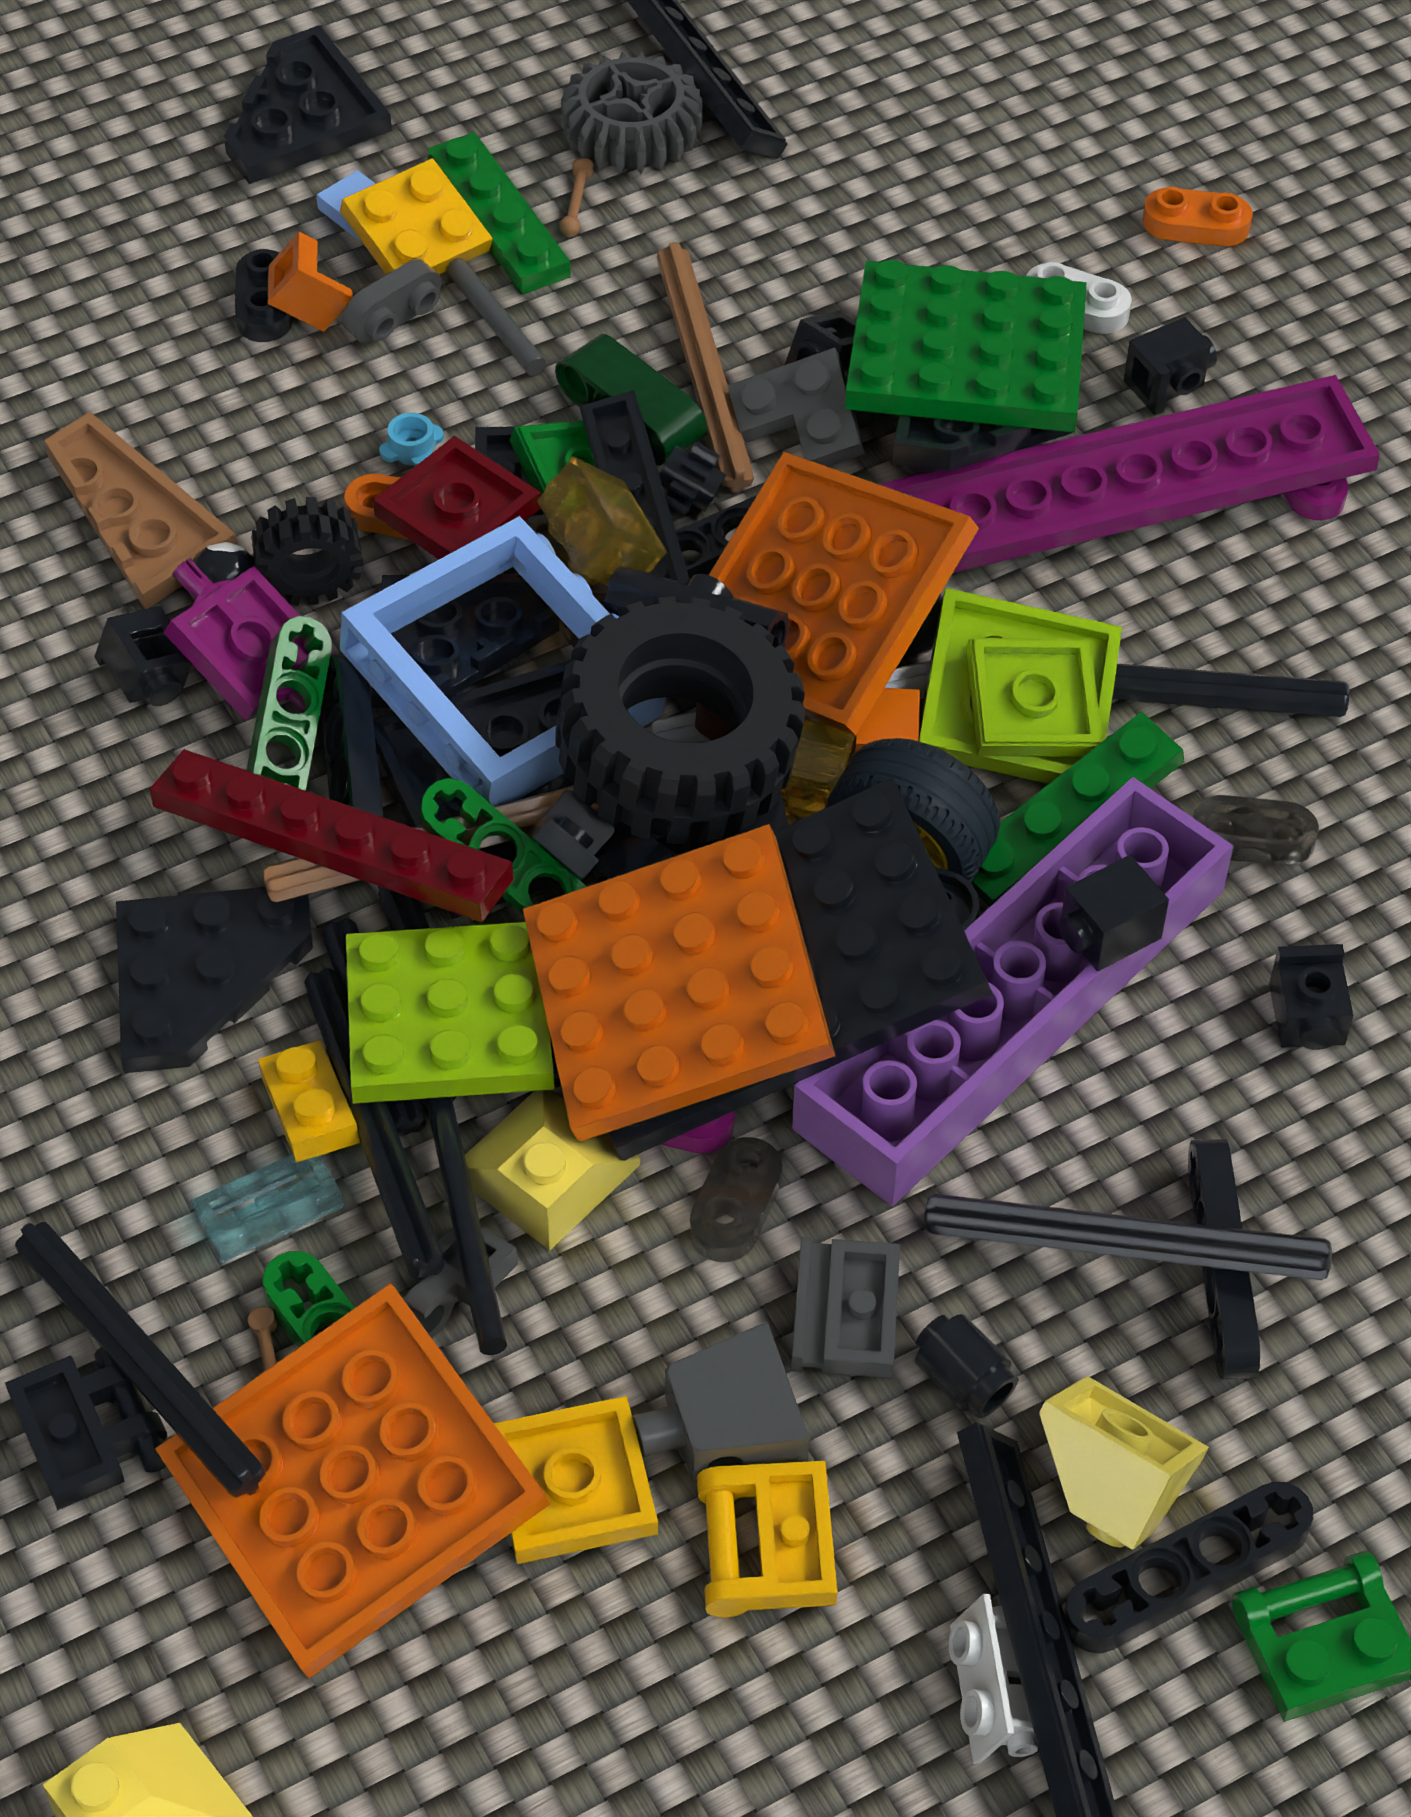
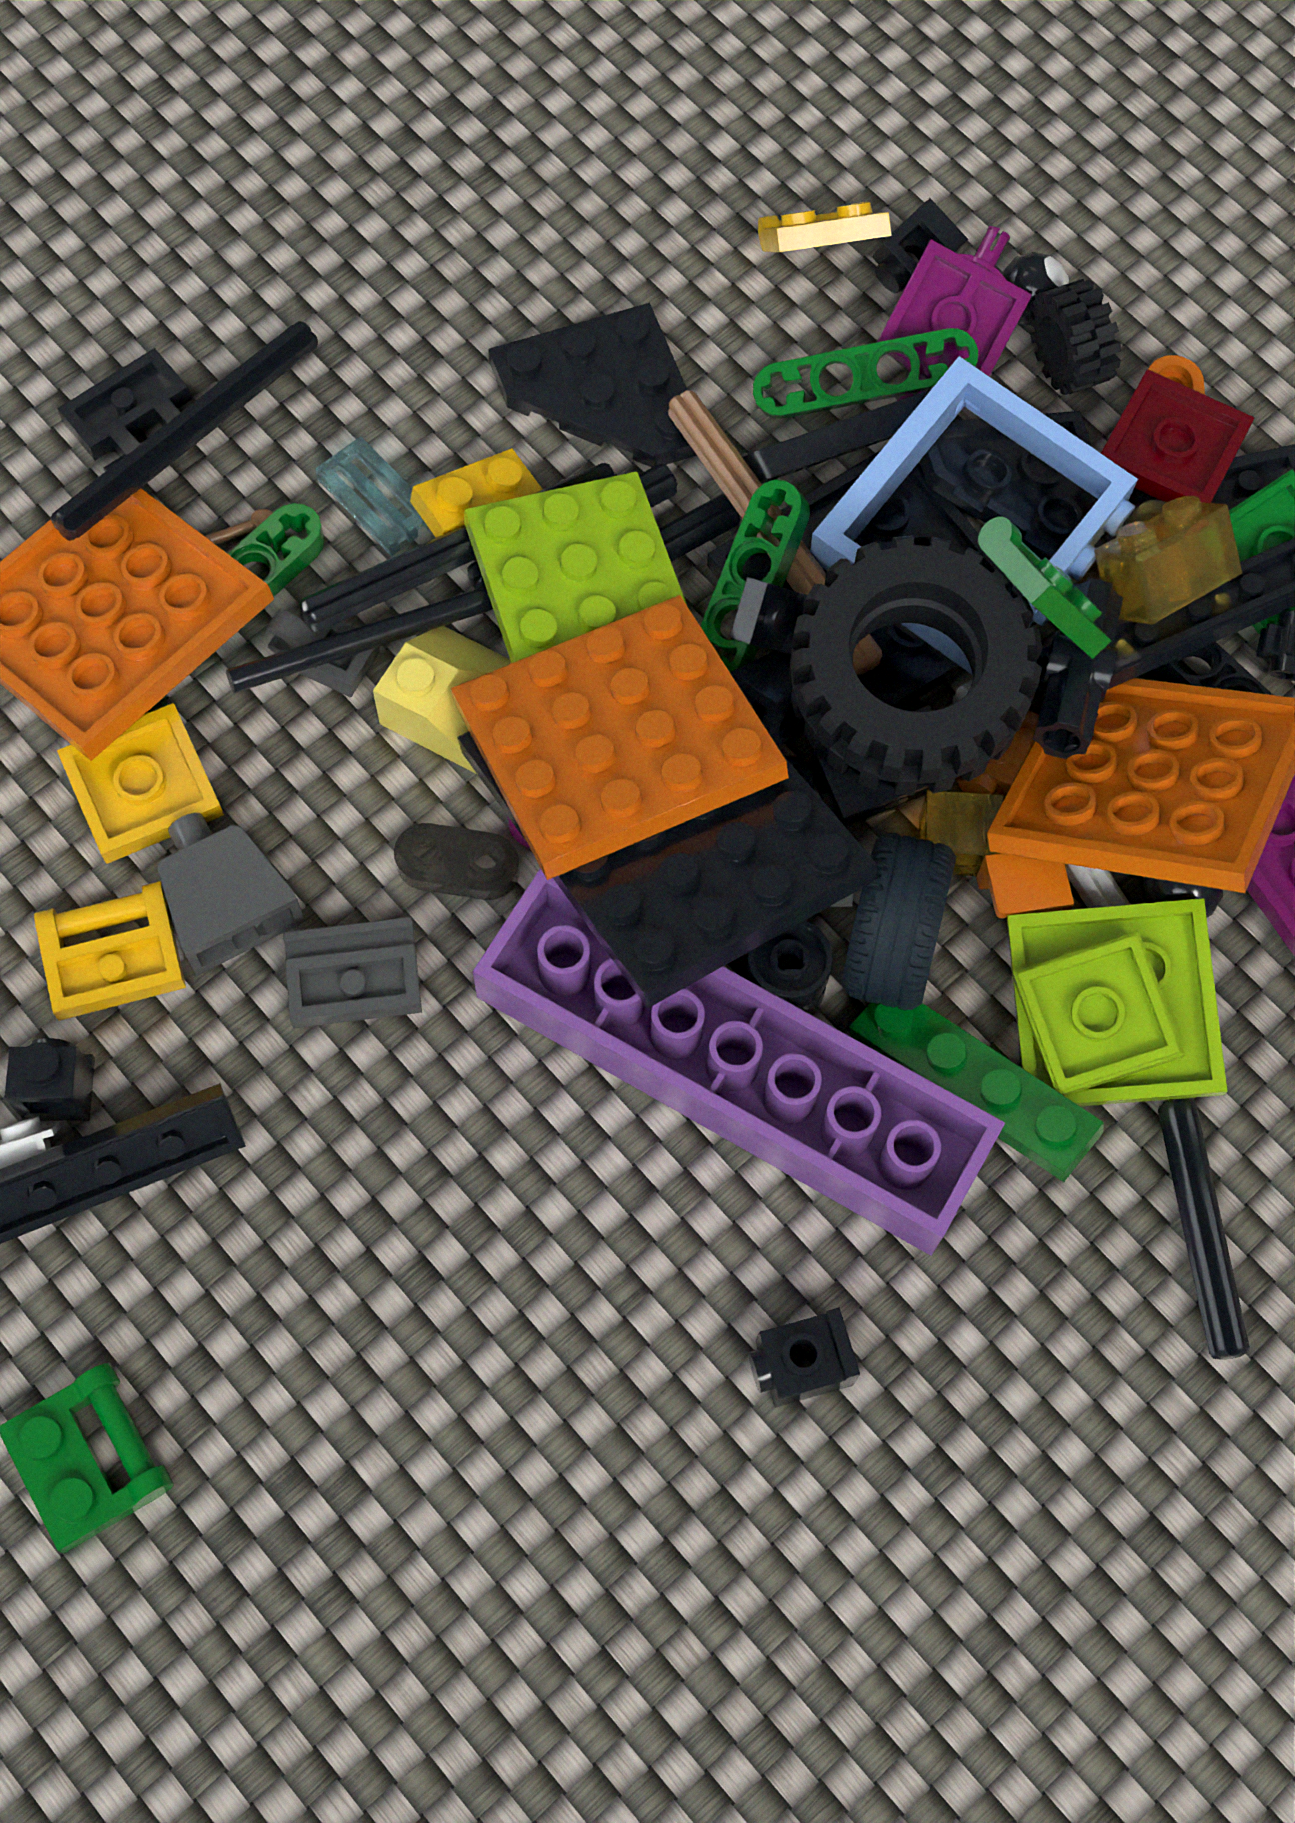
camera: 75 degrees right, 15 degrees up
(93, 726) = (810, 230): none -> yellow plate
(133, 507) = (1100, 199): medium nougat wing -> none
(333, 835) = (731, 432): dark red plate -> none
(410, 439) = (1271, 388): medium azure plate -> none
(654, 577) = (1043, 585): none -> green plate
(914, 1605) = (50, 1081): none -> black brick
(965, 1364) = (306, 1084): black brick -> none
(1113, 913) = (796, 1116): black brick -> none
(1116, 1461) = (230, 1232): light yellow slope -> none
(1129, 1236) = (455, 1213): black axle -> none
(1194, 1573) = (133, 1324): black beam -> none
(1226, 1290) = (470, 1307): black beam -> none
(1255, 826) = (1013, 1277): clear smoke plate -> none

